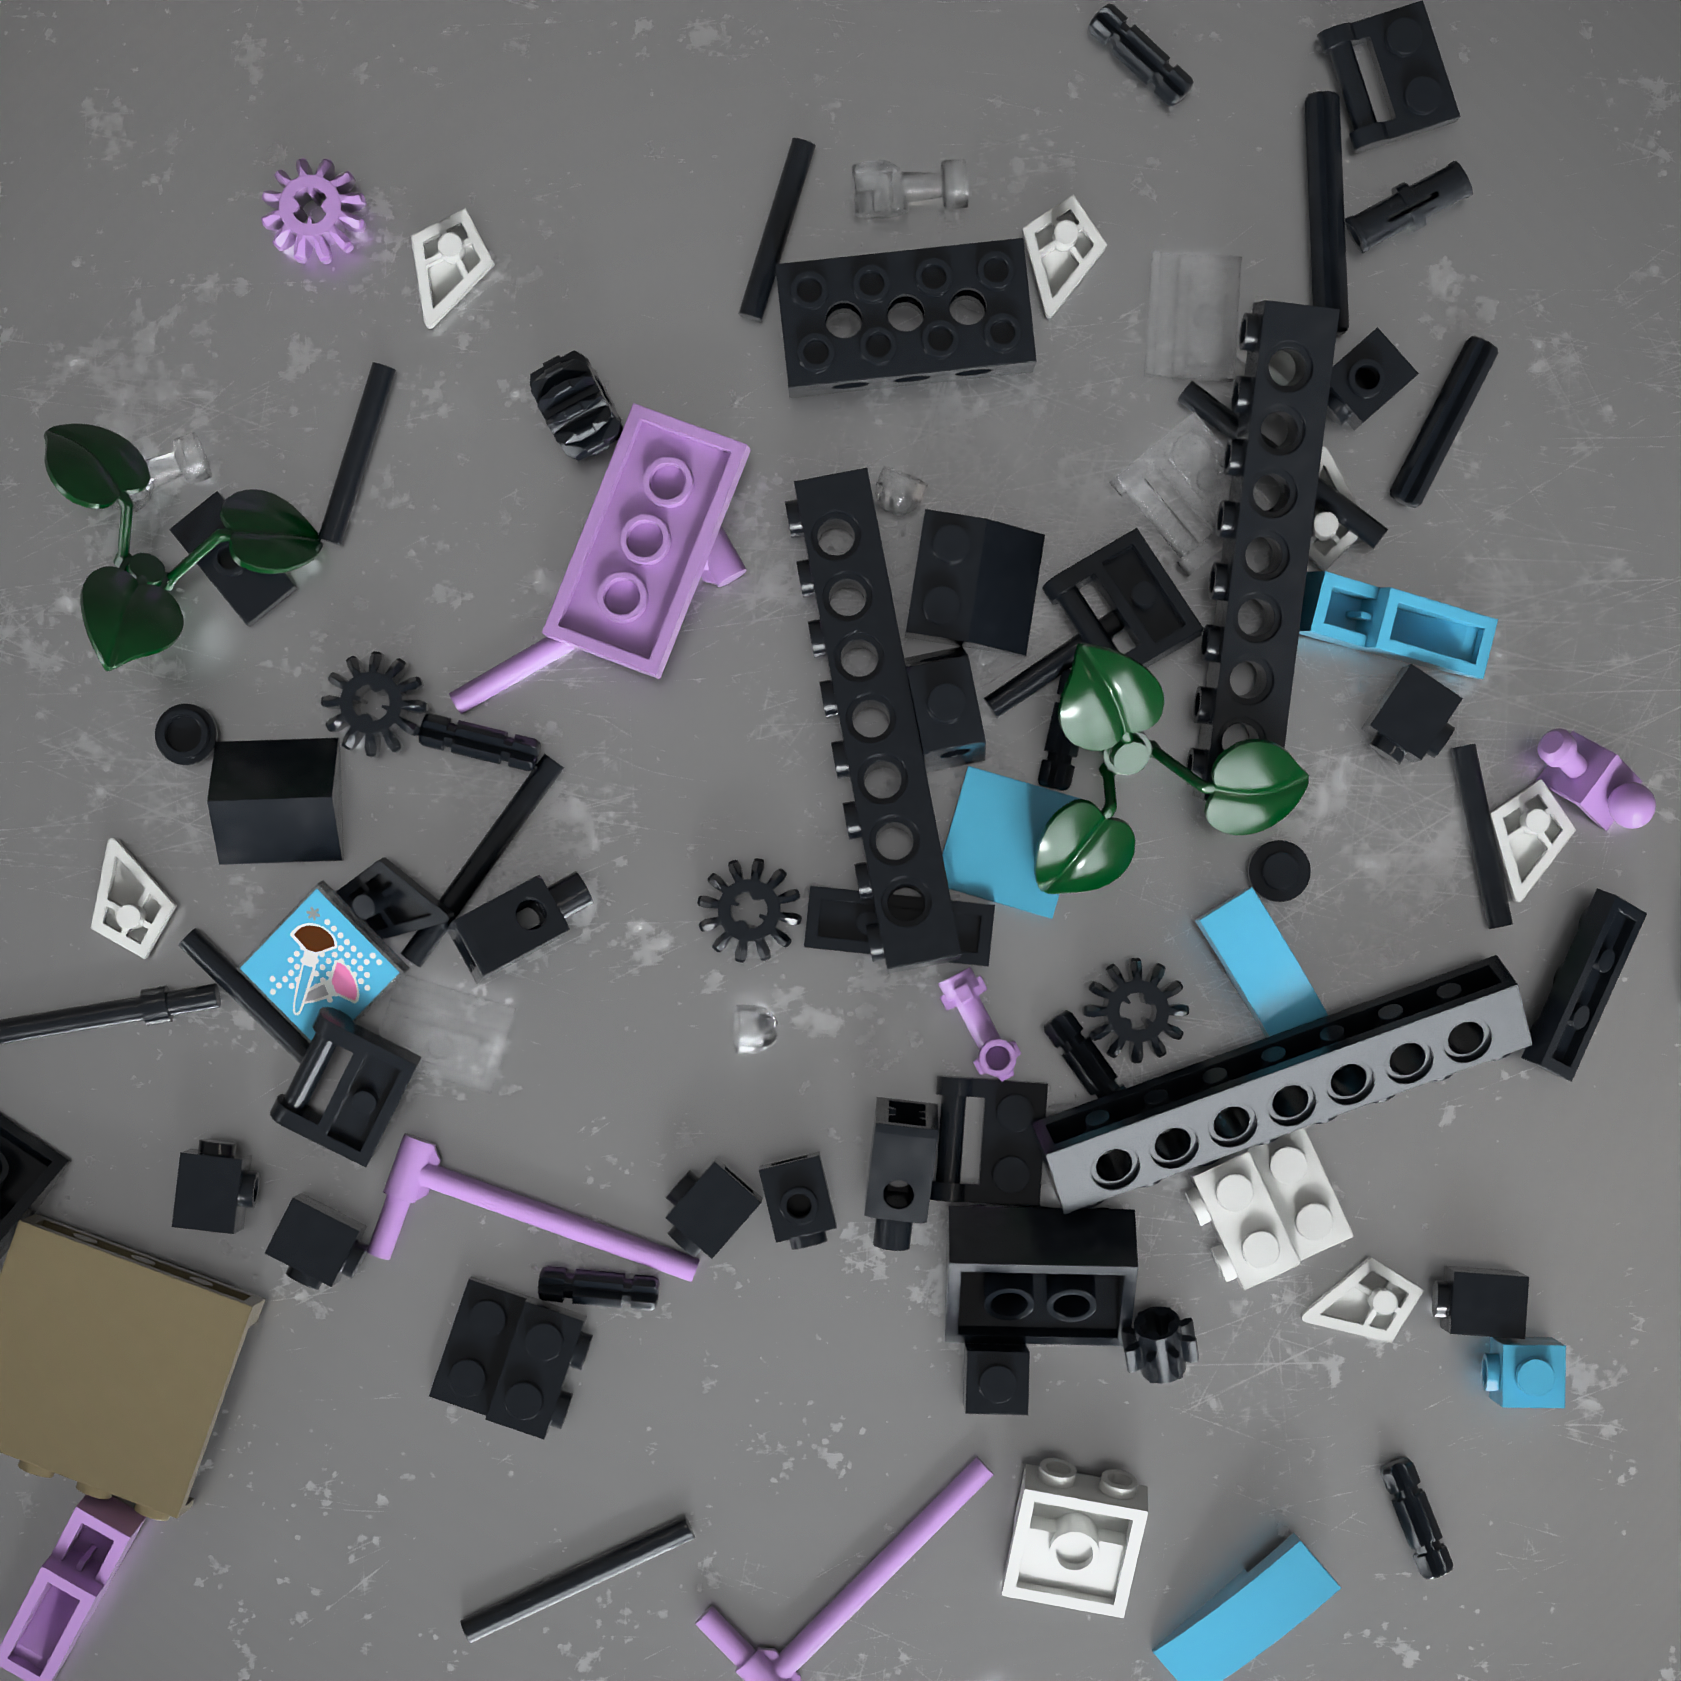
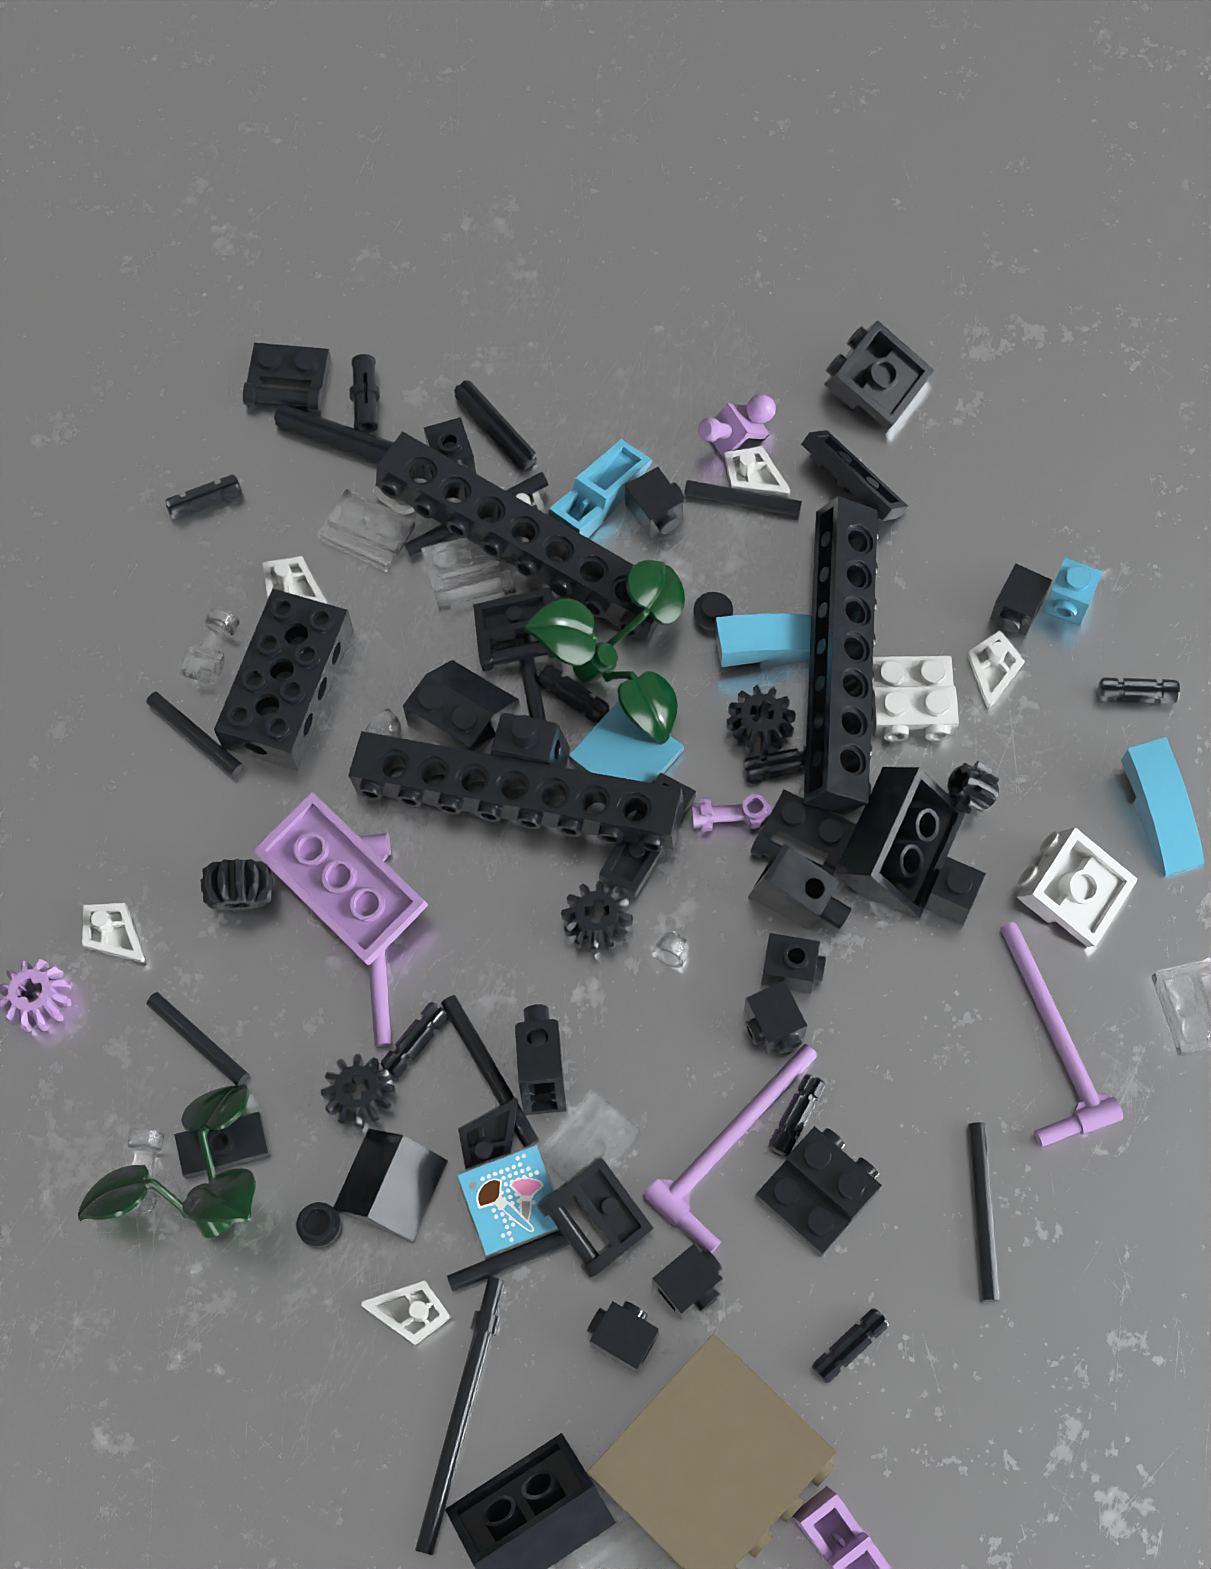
camera: 60 degrees left, 20 degrees down
(330, 1476) = (850, 1345): none -> black axle

